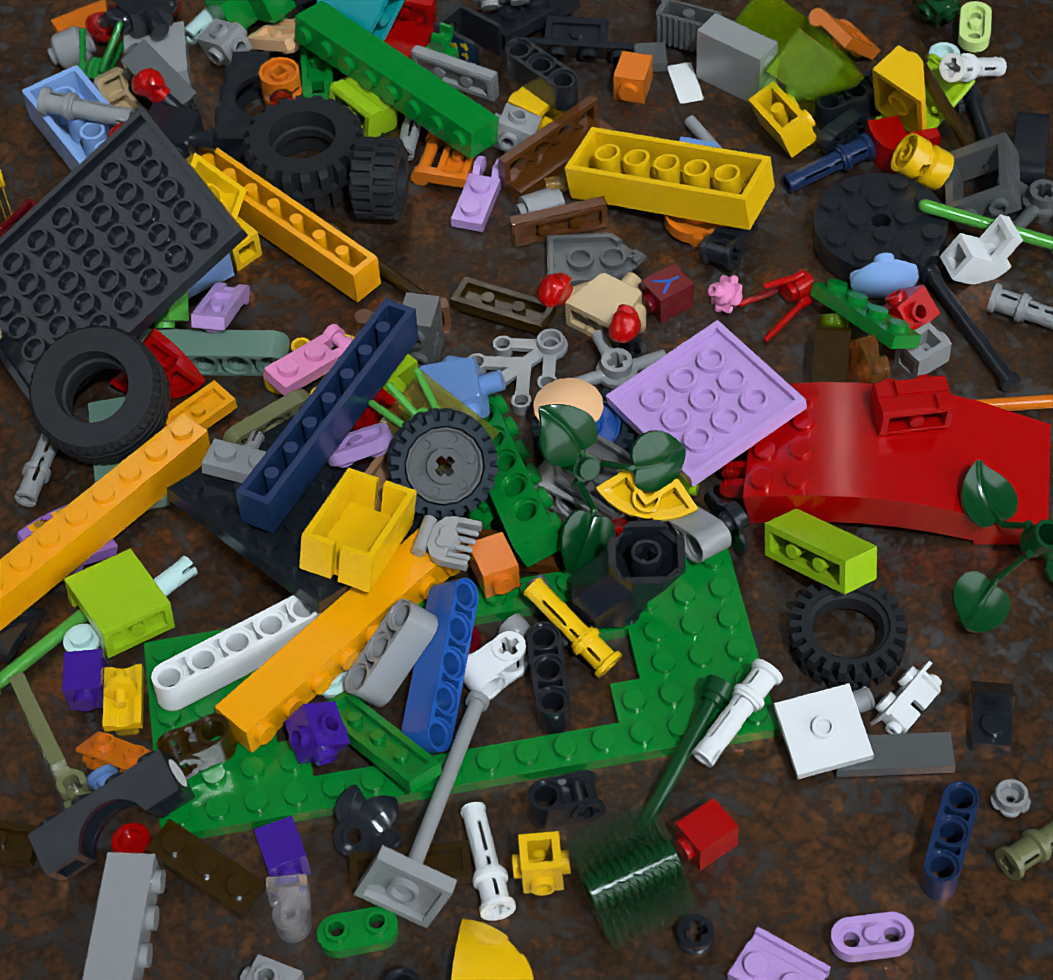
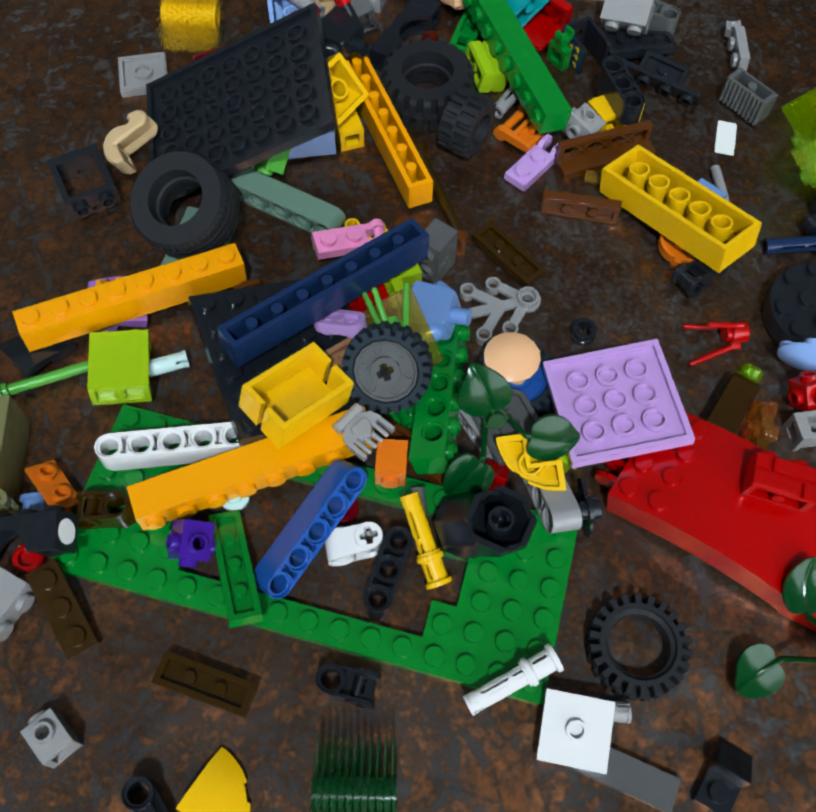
camera: 20 degrees right, 10 degrees up
(29, 488) = (125, 243): light grey pin -> none
(81, 638) = (79, 383): light aqua plate -> none
(84, 679) = (64, 416): dark purple brick -> none
(123, 699) = (80, 443): yellow hips -> none
(180, 370) = (252, 202): red brick -> none
(205, 406) = (259, 244): light orange plate -> none
(219, 307) = (309, 173): lavender plate -> none
(233, 460) = (243, 294): light grey plate -> none
(279, 74) = (440, 21): orange wheel -> none
(279, 410) = (287, 271): olive beam -> none
(282, 848) = (121, 624): dark purple brick -> none
(292, 906) = (105, 673): clear leg -> none
(358, 934) = (139, 717): green plate -> none
(367, 818) = (196, 628): black plate -> none
(391, 653) = (279, 500): light grey beam -> none
(404, 882) = (184, 705): light grey tile -> none
(458, 73) = (563, 67): light grey tile -> none
(489, 876) = (254, 723): white pin -> none
(516, 623) = (385, 519): light grey hinge -> none
(539, 200) = (573, 185): light grey brick -> none
(541, 863) = (289, 726): yellow brick -> none
(589, 255) = (588, 245): dark grey tile -> none
(598, 304) = (576, 285): tan torso -> none
(616, 363) = (566, 339): light grey bar -> none
(633, 77) = (688, 118): orange brick -> none
(658, 51) = (709, 109): dark grey tile -> none
(667, 293) = (632, 296): dark red brick -> none
(706, 834) = (438, 773): red brick -> none
(714, 695) = (503, 656): dark green piece -> none
(726, 294) = (677, 315): bright pink plant -> none
(734, 57) = (771, 134): light grey brick -> none
(783, 118) = (787, 194): yellow brick -> none
(821, 551) = (648, 570): lime brick -> none
(865, 315) = (778, 382): green plate -> none
(915, 687) = (645, 733): white hinge -> none

